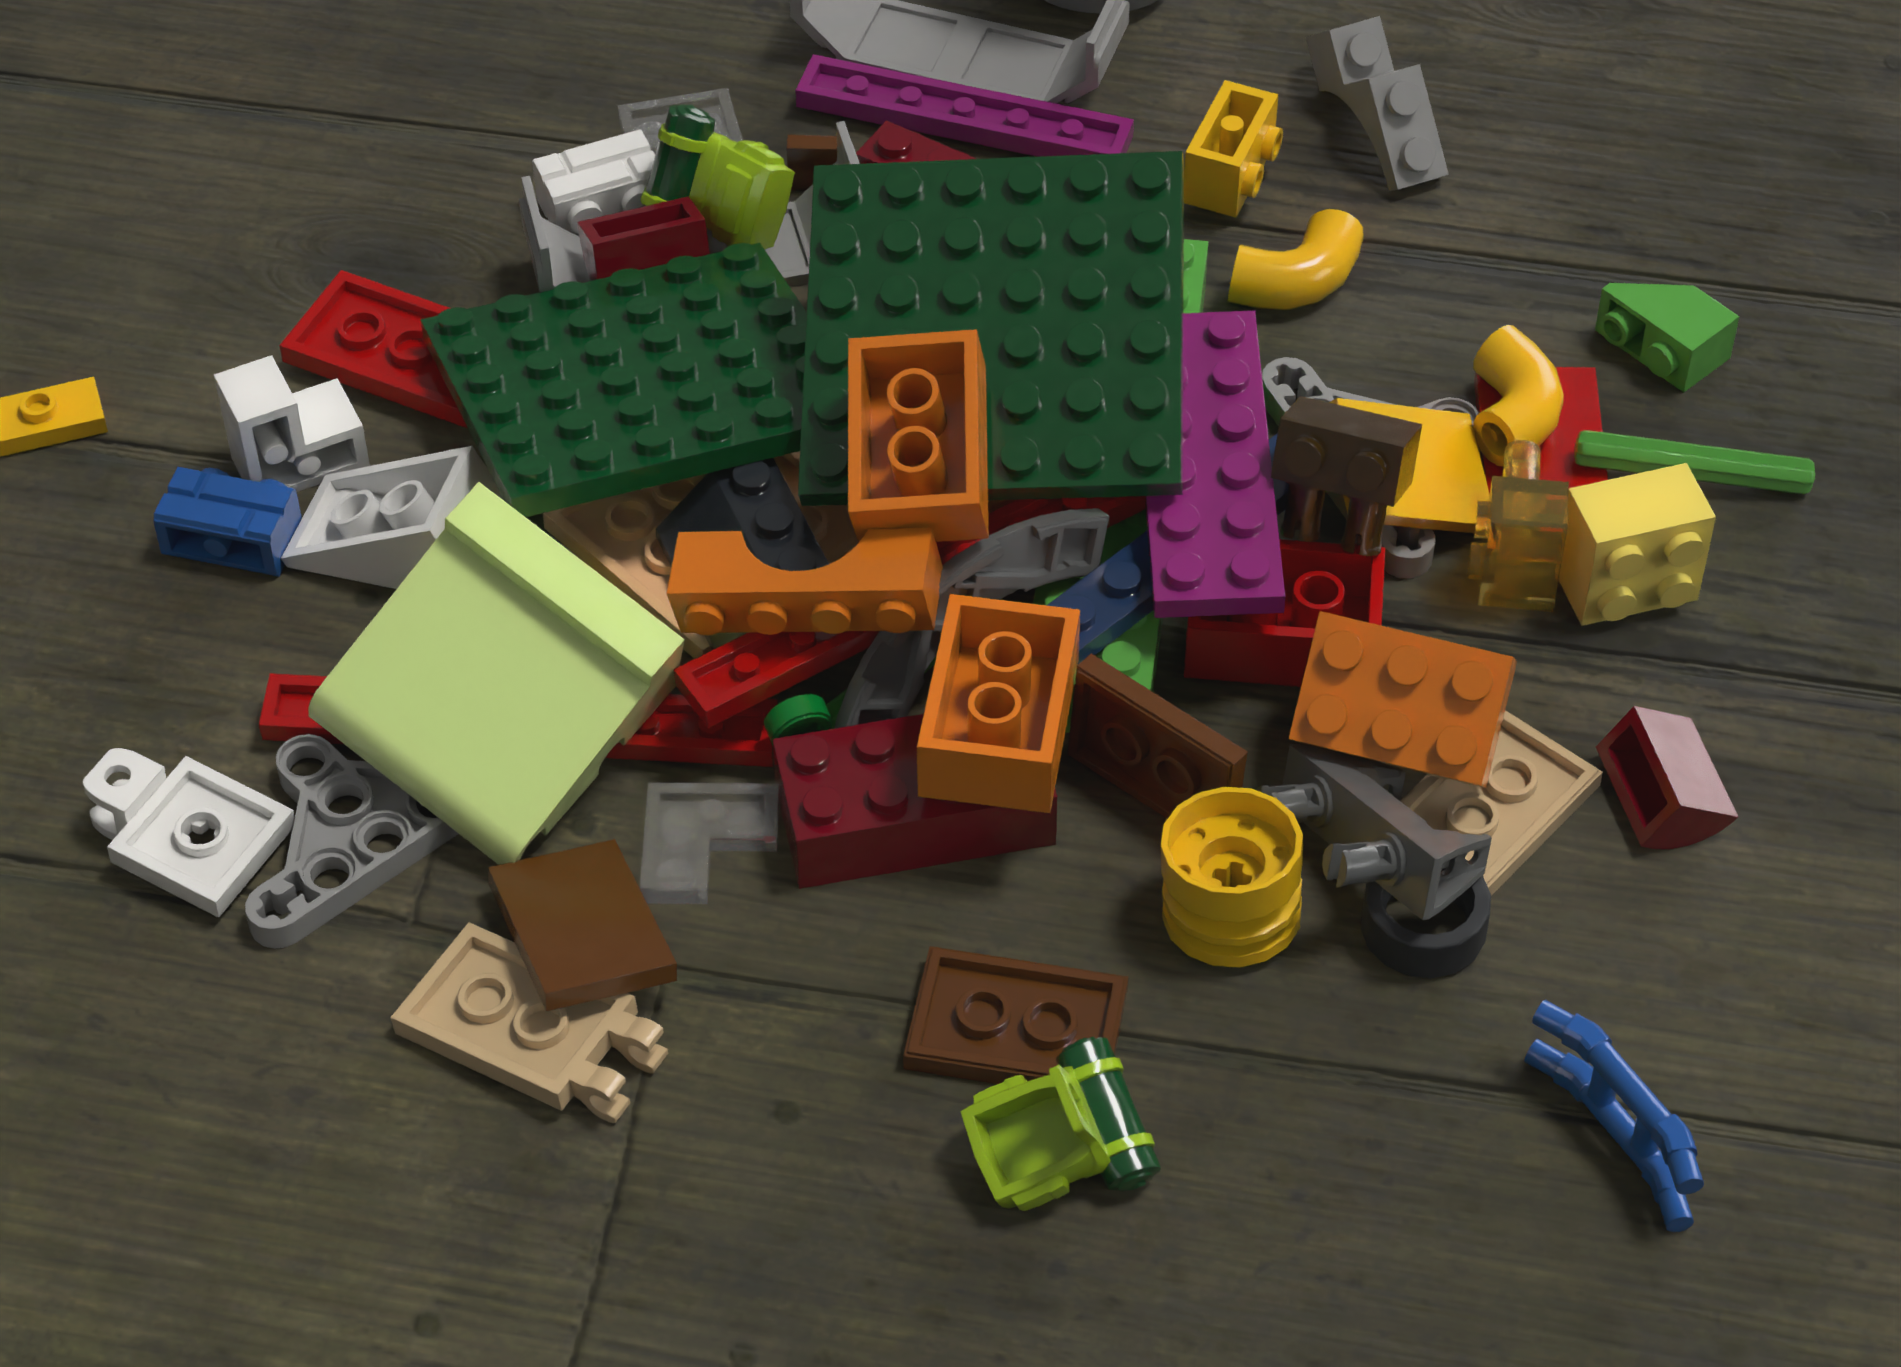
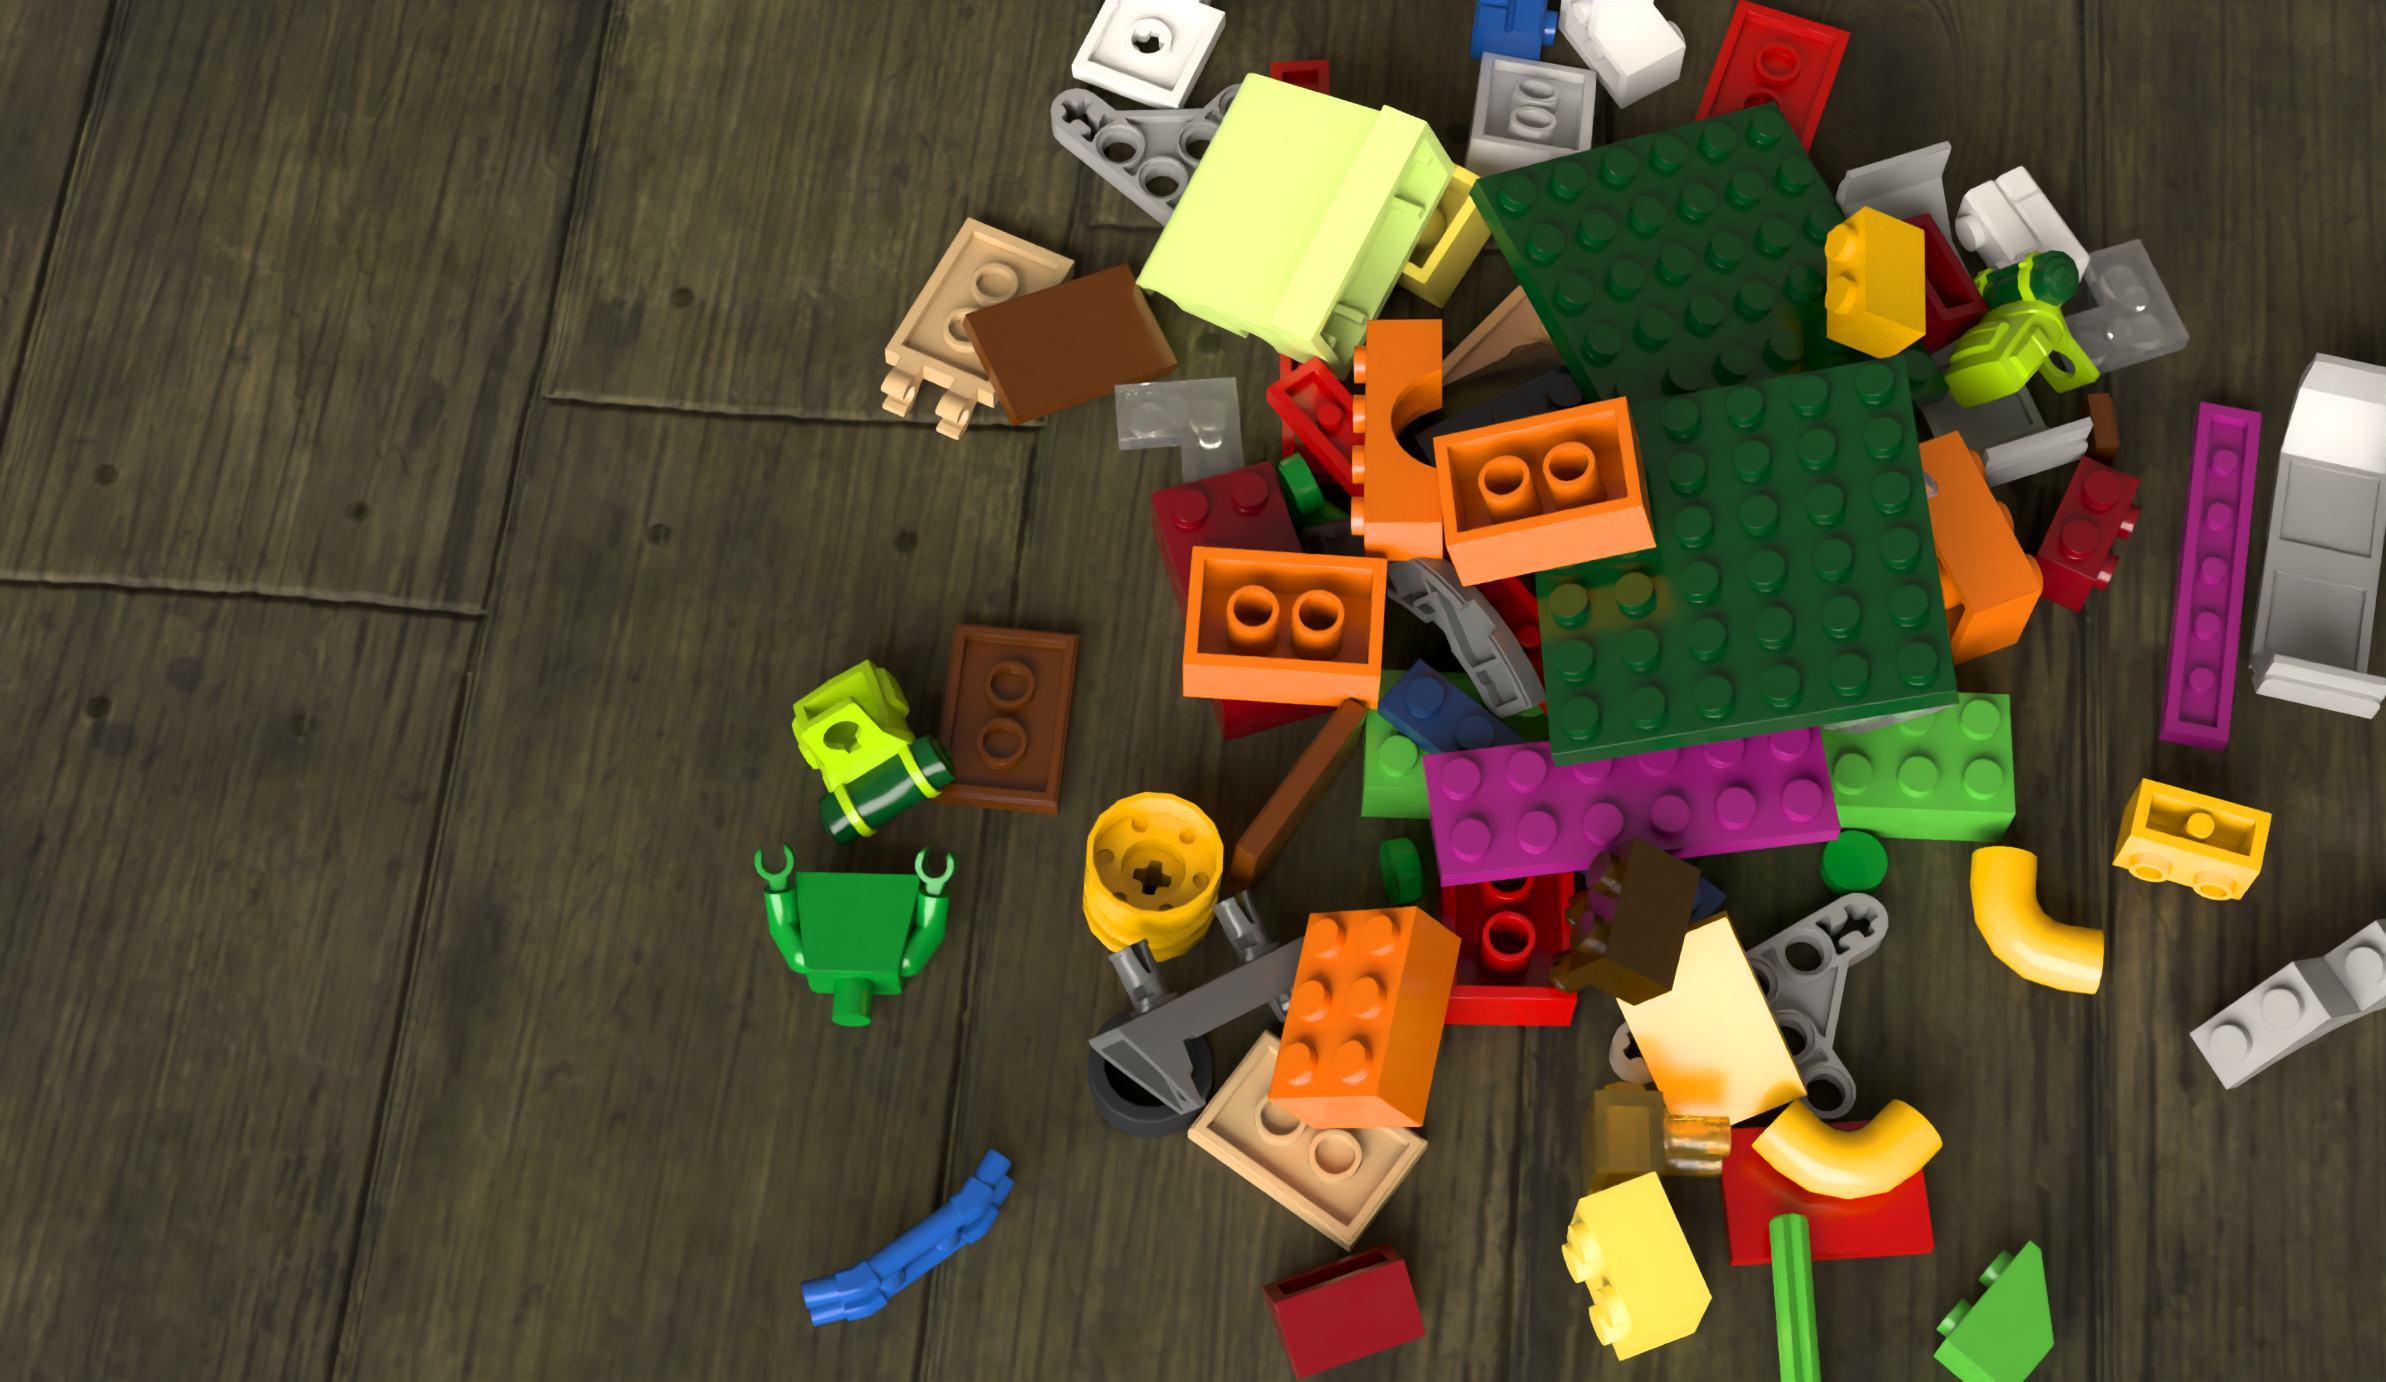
camera: 85 degrees right, 15 degrees up
(671, 244) = (1875, 283): none -> yellow brick
(1221, 698) = (1401, 870): none -> green tile
(1266, 1144) = (857, 929): none -> green torso

